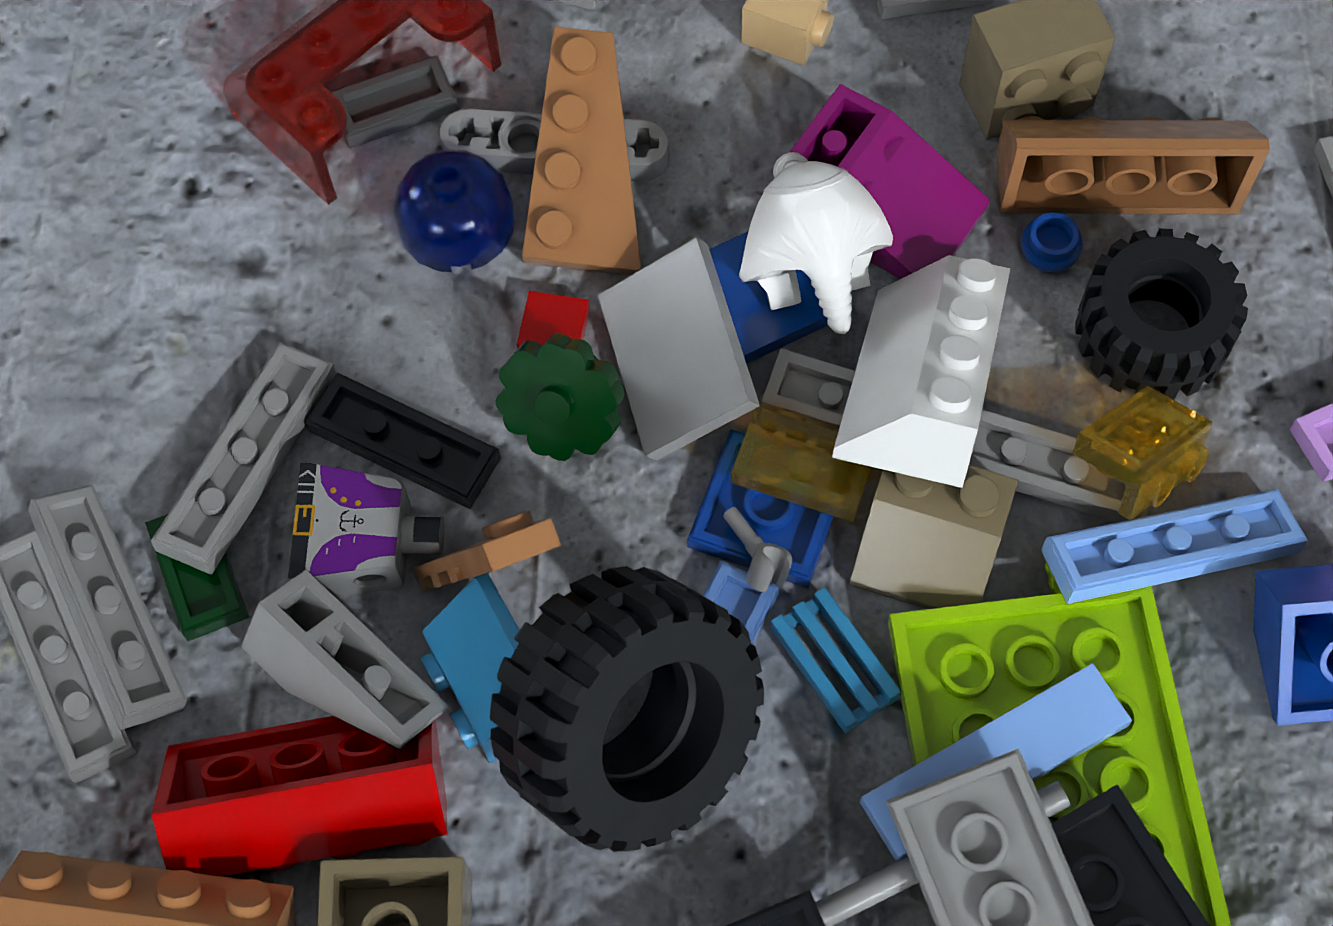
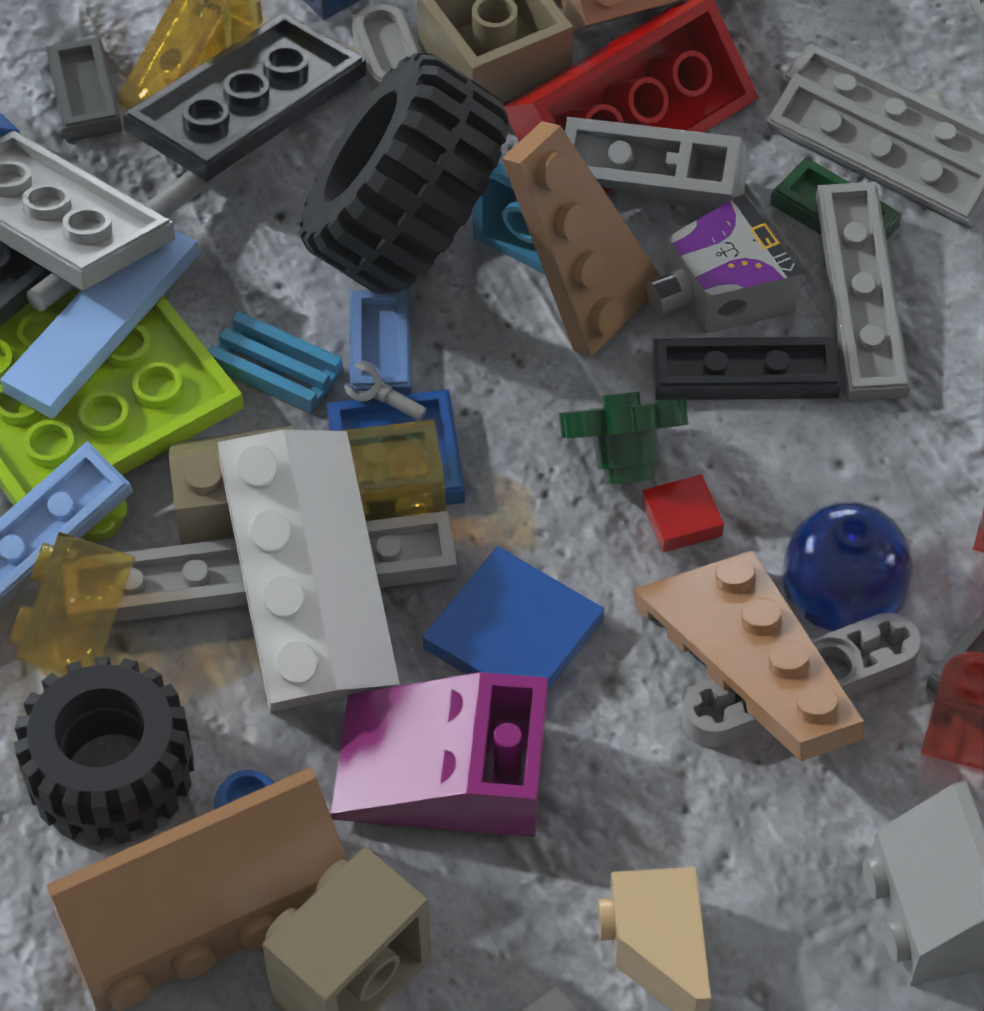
camera: 150 degrees right, 10 degrees down
(677, 350) = (550, 517): light grey tile -> none
(814, 223) = (468, 610): white piece -> none

